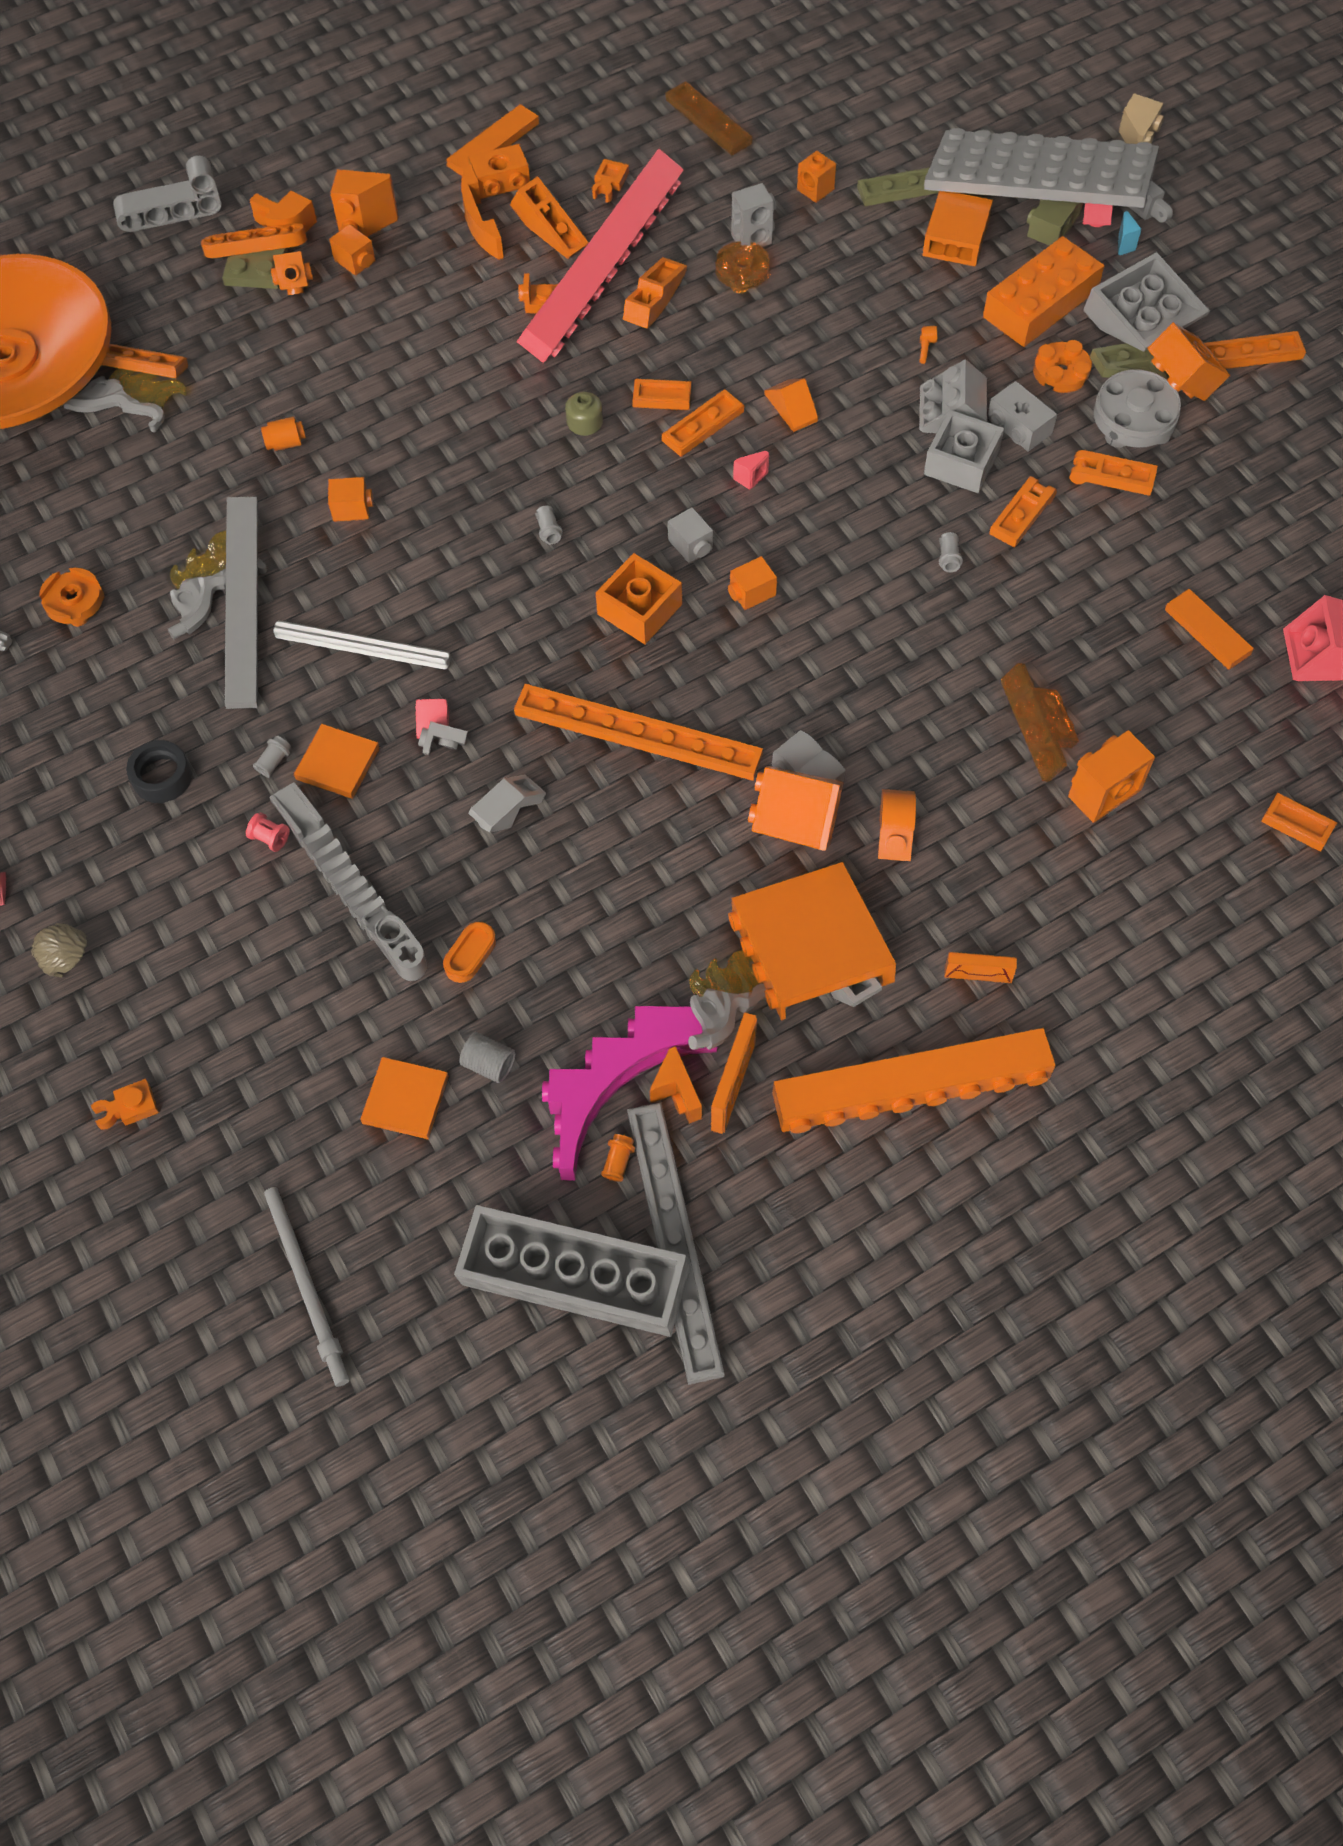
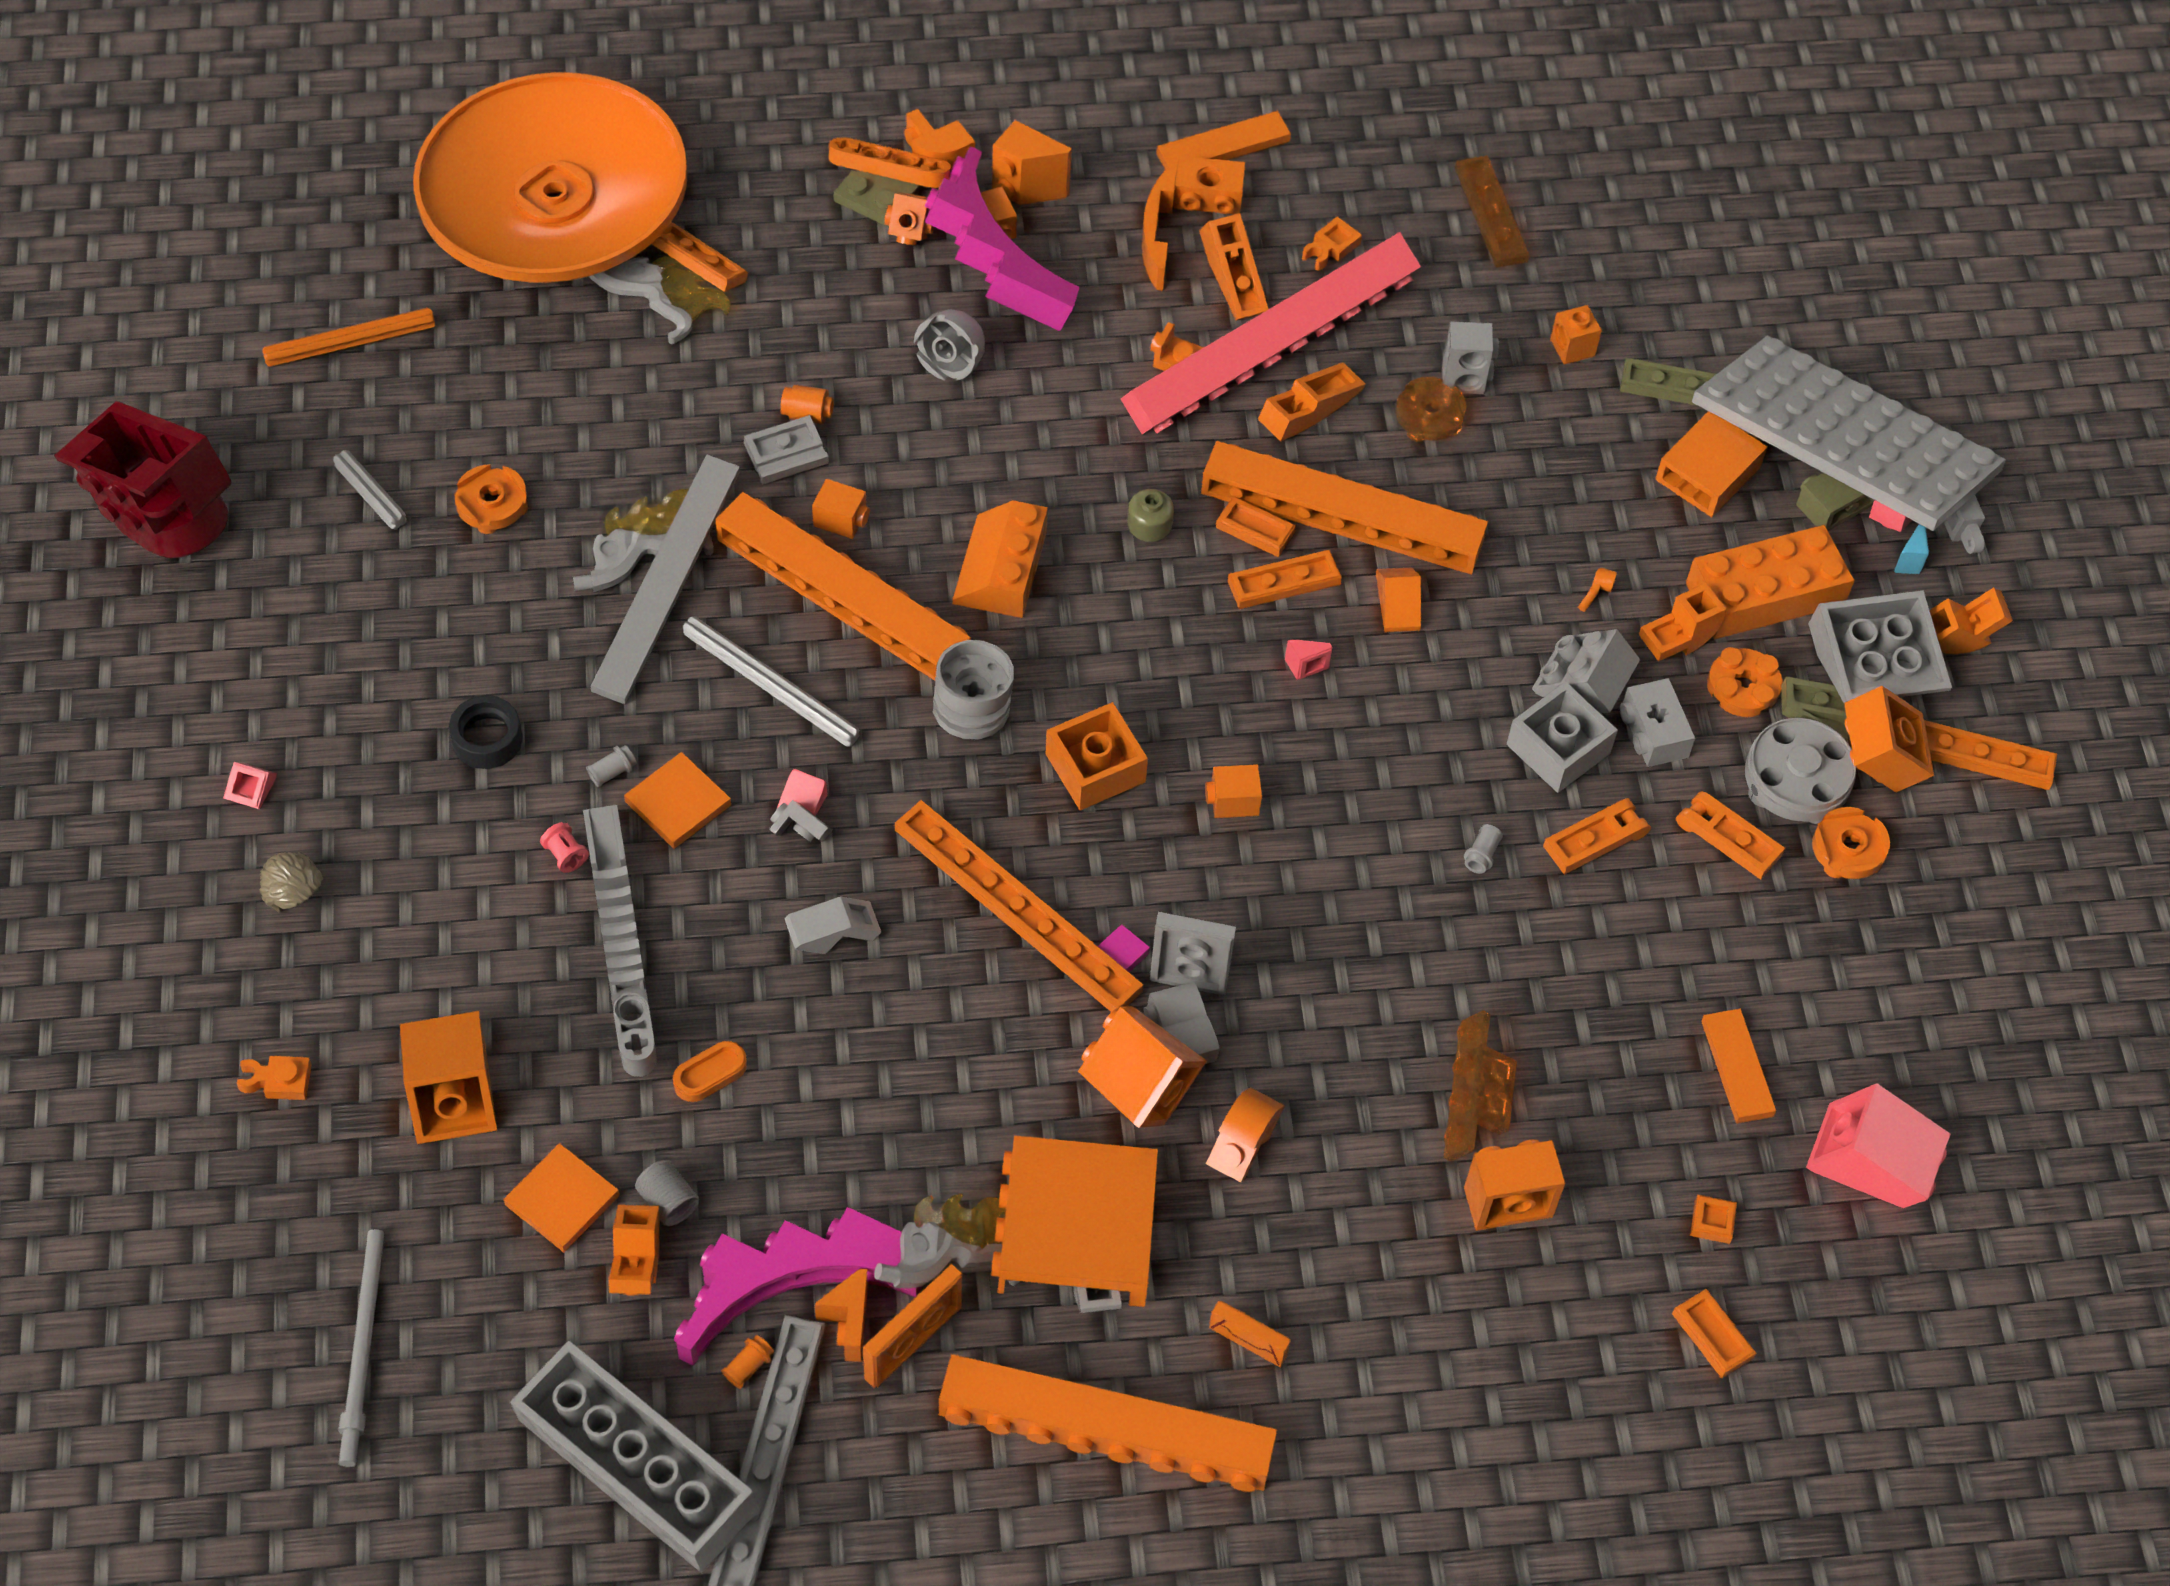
camera: 20 degrees right, 5 degrees down
(170, 202) = (821, 81): light grey beam -> none
(267, 1044) = (447, 1077): none -> orange slope
(284, 473) = (786, 449): none -> light grey plate
(359, 269) = (982, 244): none -> dark pink arch
(369, 350) = (950, 344): none -> light grey cylinder
(382, 555) = (837, 583): none -> orange brick
(487, 1112) = (635, 1249): none -> orange brick
(490, 487) = (1002, 558): none -> orange slope
(522, 587) = (973, 689): none -> light grey wheel
(550, 530) = (1042, 636): light grey pin -> none
(690, 535) = (1195, 706): light grey brick -> none
(720, 354) = (1345, 507): none -> orange brick
(733, 727) = (1125, 948): none -> dark pink tile
(792, 706) = (1192, 952): none -> light grey tile
(1006, 339) = (1688, 626): none -> orange brick
(1140, 120) = (2012, 417): tan slope -> none
(1196, 459) = (1844, 861): none -> orange plate
(1197, 262) = (1969, 626): none -> orange brick
(1252, 742) = (1713, 1219): none -> orange tile

